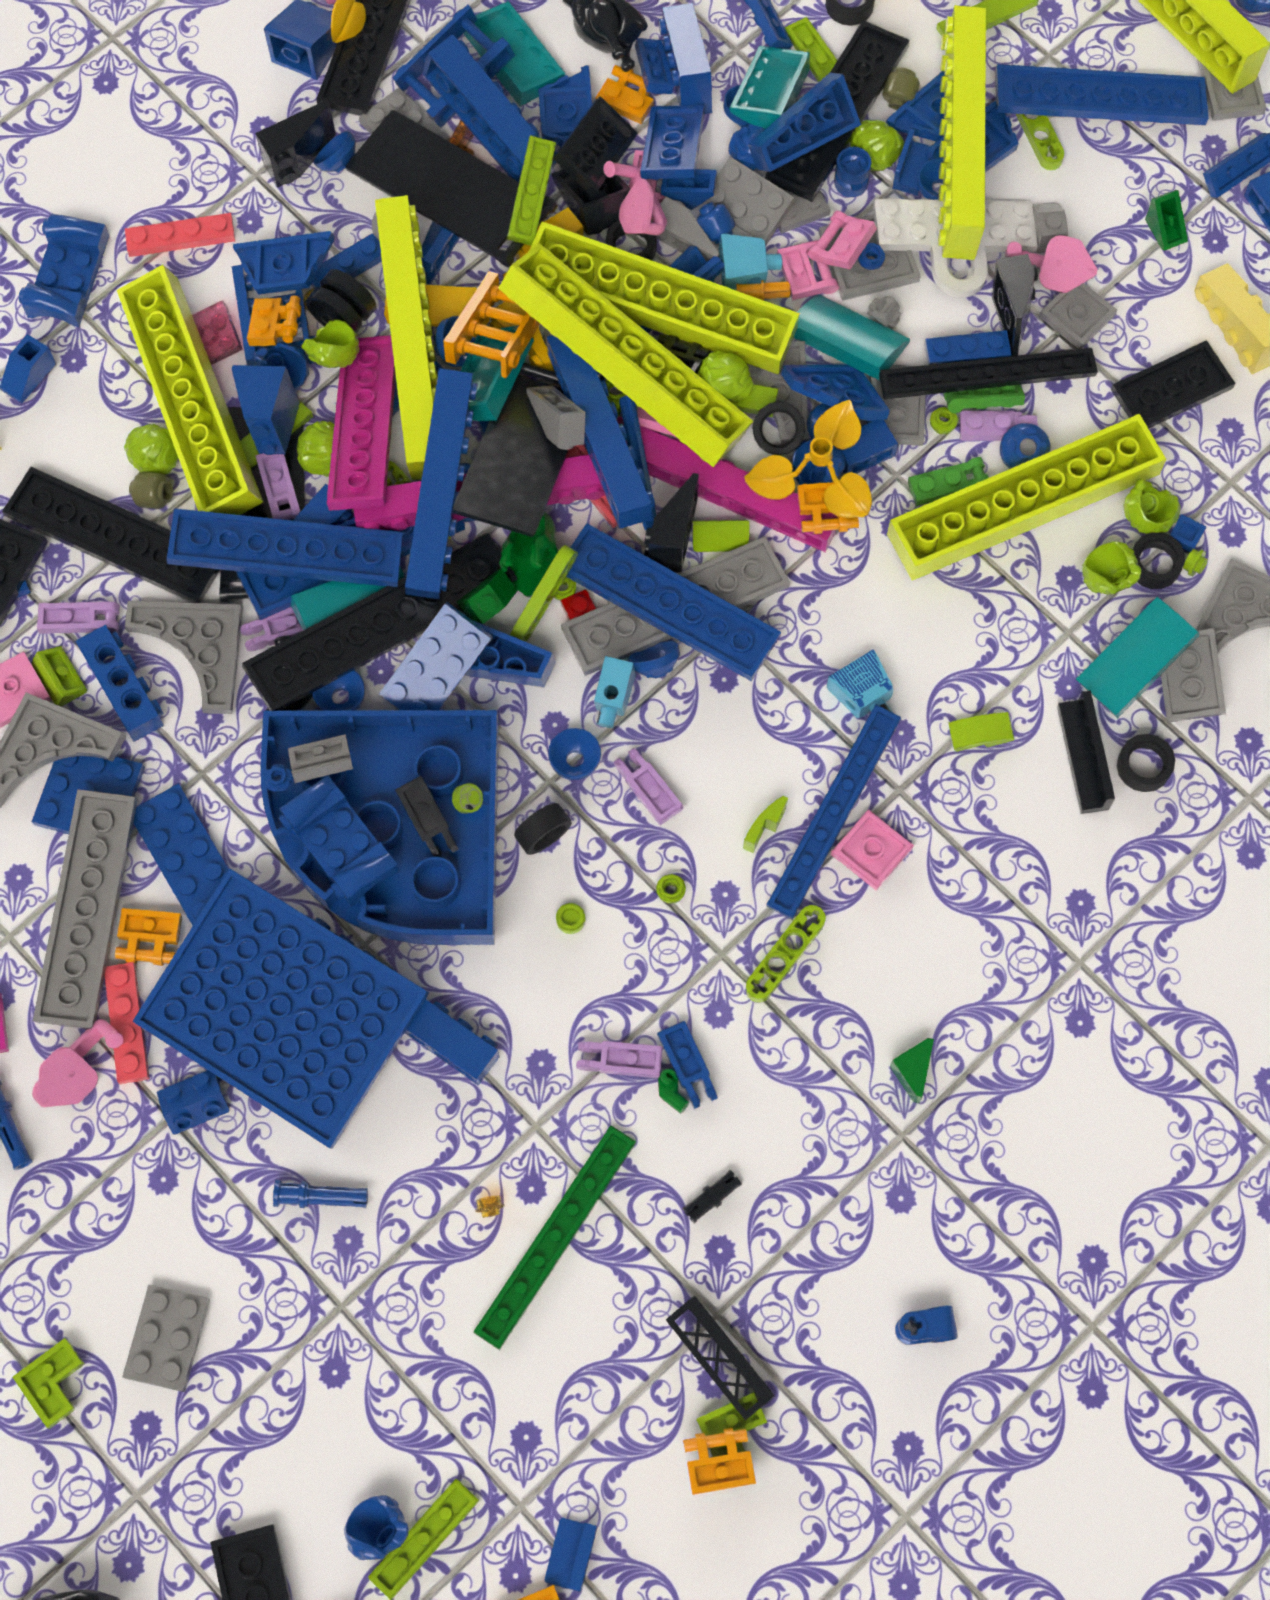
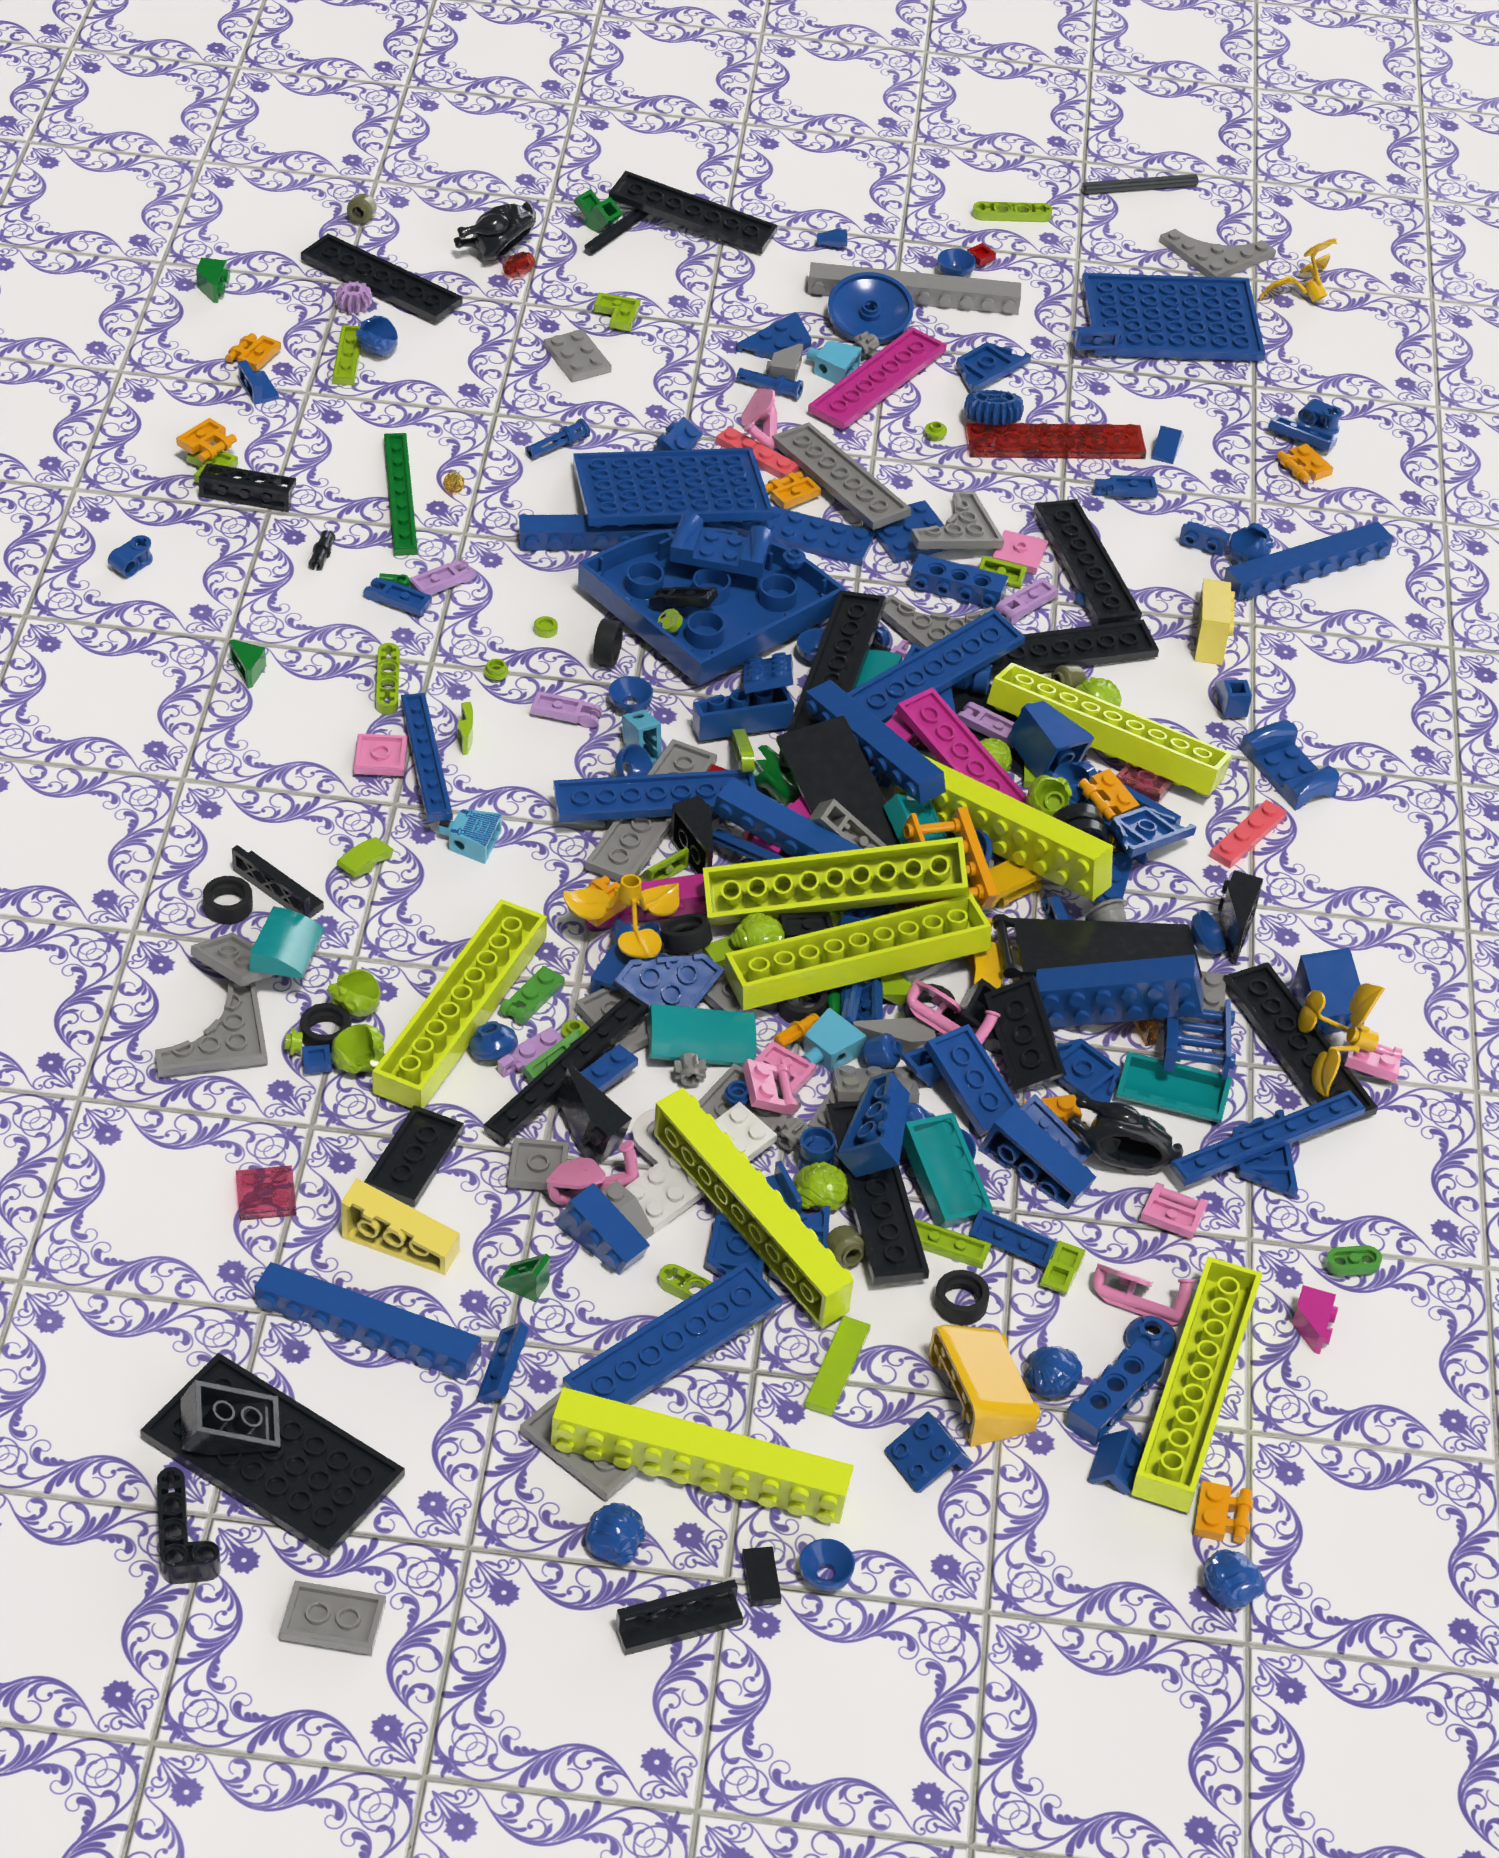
camera: 135 degrees right, 25 degrees down
(87, 1563) = (518, 264): none -> clear red brick
(320, 758) = (778, 572): light grey plate -> none
(488, 597) = (774, 721): green slope -> none
(531, 190) = (1028, 956): lime tile -> none
(854, 202) = (790, 1132): none -> light grey gear
(1083, 210) = (602, 1229): none -> blue wedge

